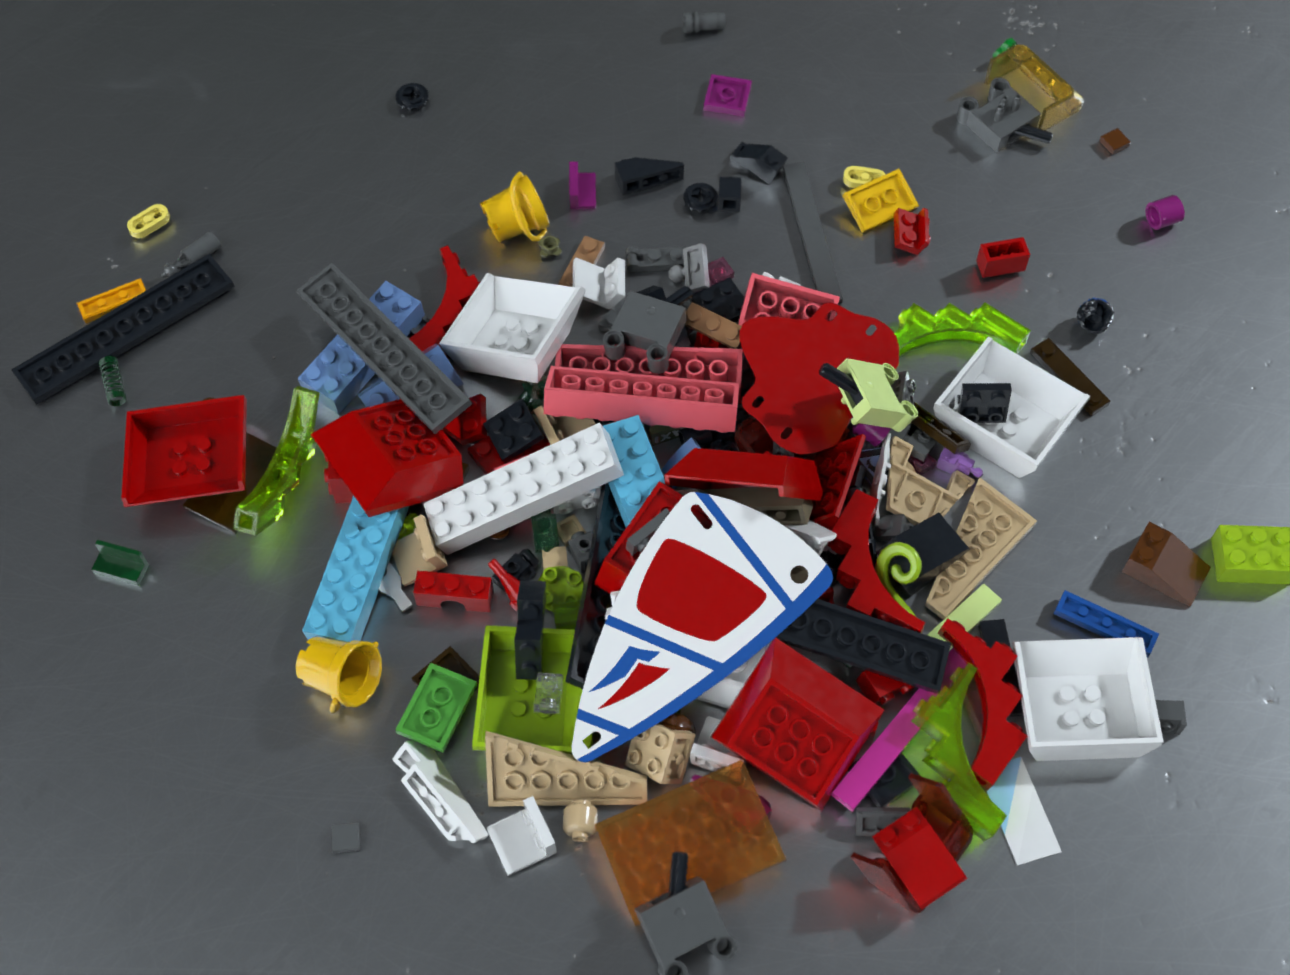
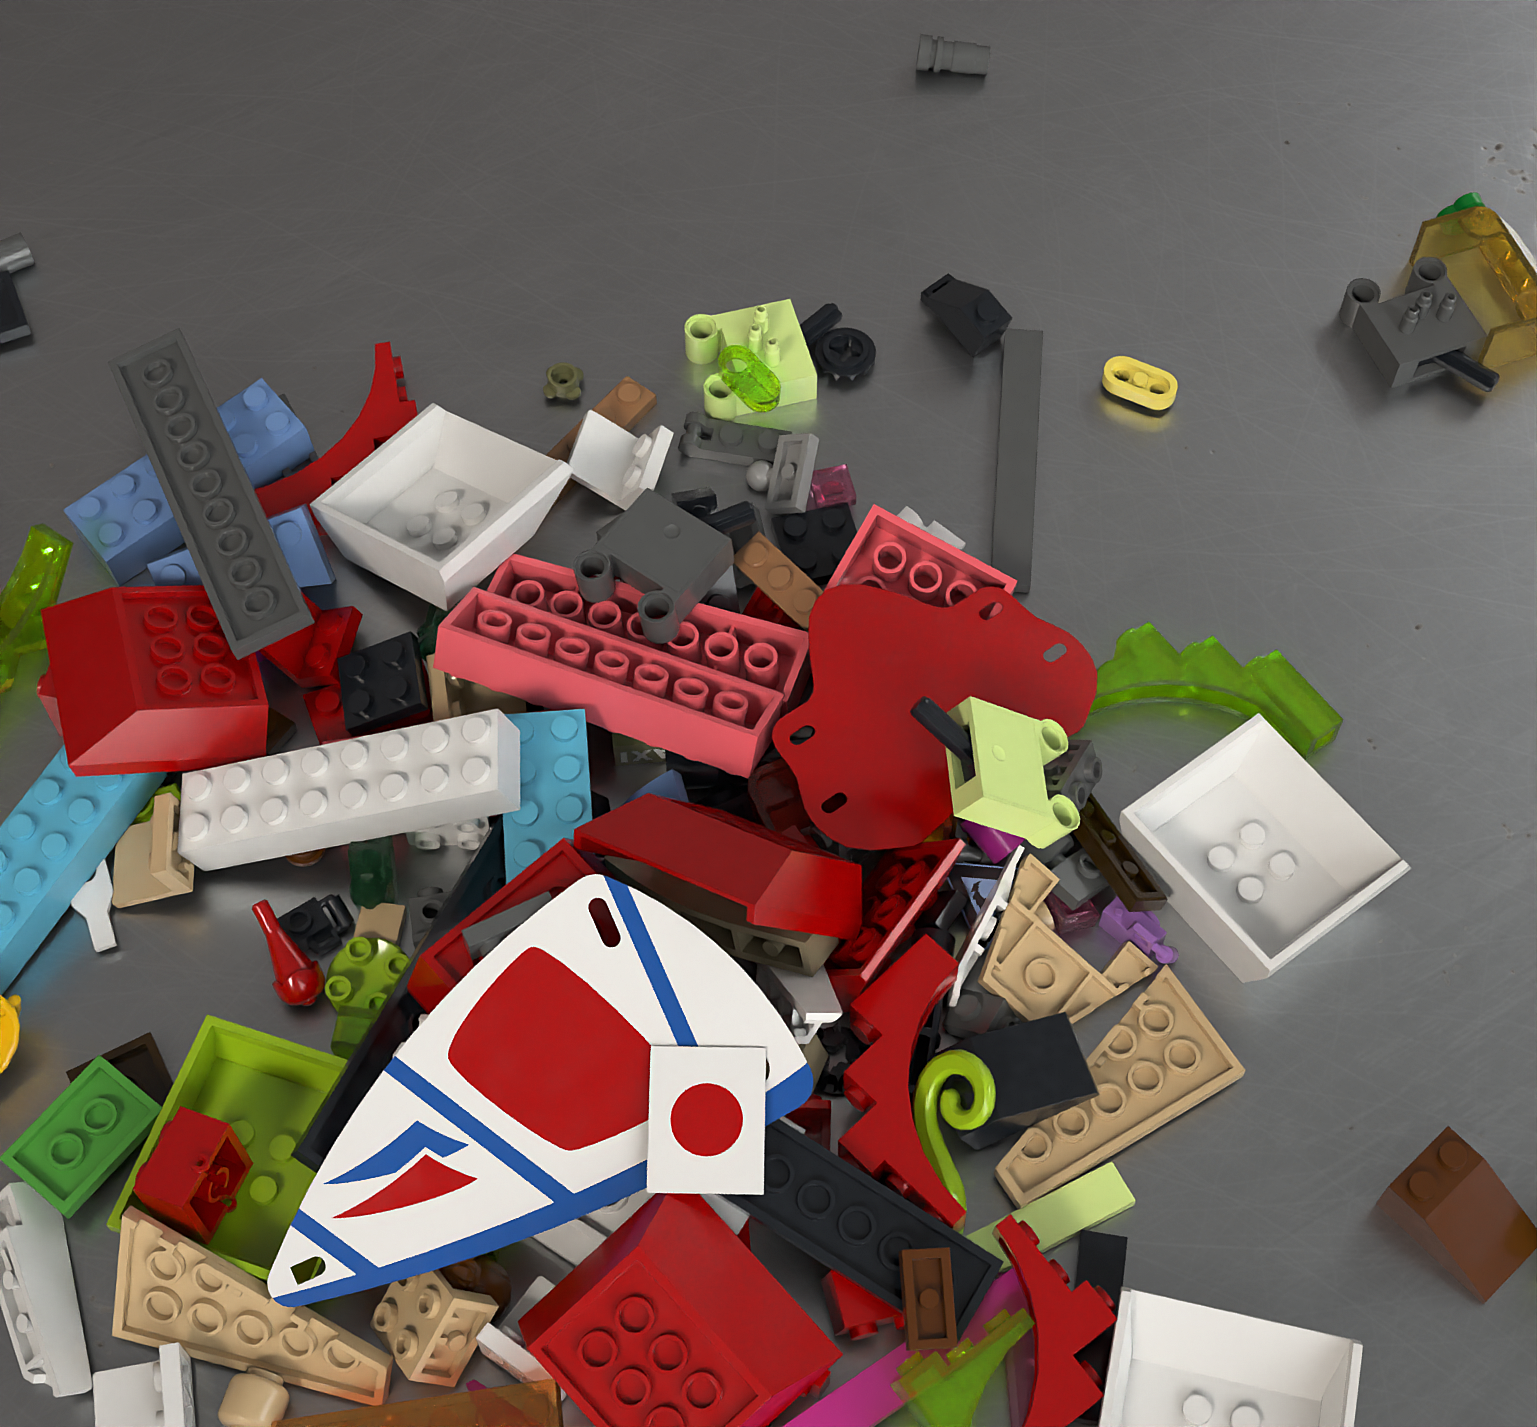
camera: 15 degrees right, 0 degrees up
(406, 91) = (422, 73): black gear -> none
(469, 590) = (213, 945): red arch -> none
(510, 706) = (192, 1174): none -> red brick
(516, 211) = (520, 308): yellow piece -> none
(529, 629) = (269, 1053): black arch -> none
(548, 693) = (272, 1168): clear bracket -> none
(568, 527) = (422, 873): tan tile -> none
(581, 188) = (649, 293): magenta panel -> none
(644, 173) = (754, 284): black slope -> none
(656, 207) = (772, 336): none -> yellowish green piece
(661, 224) = (755, 384): none -> clear neon green piece
(727, 95) = (952, 189): magenta tile -> none
(729, 194) = (895, 358): black brick -> none
(783, 606) = (706, 1120): none -> white sticker
(879, 199) = (1154, 427): yellow tile -> none
(911, 230) = (1190, 492): red bracket -> none
(920, 670) = (928, 1299): none -> reddish brown plate
(985, 402) = (1212, 832): black plate -> none
(1003, 257) = (1337, 576): red brick -> none
(1064, 369) = (1394, 818): dark brown plate -> none
(1095, 315) = (1472, 719): black piece -> none
(1102, 620) = (1311, 1292): blue plate -> none

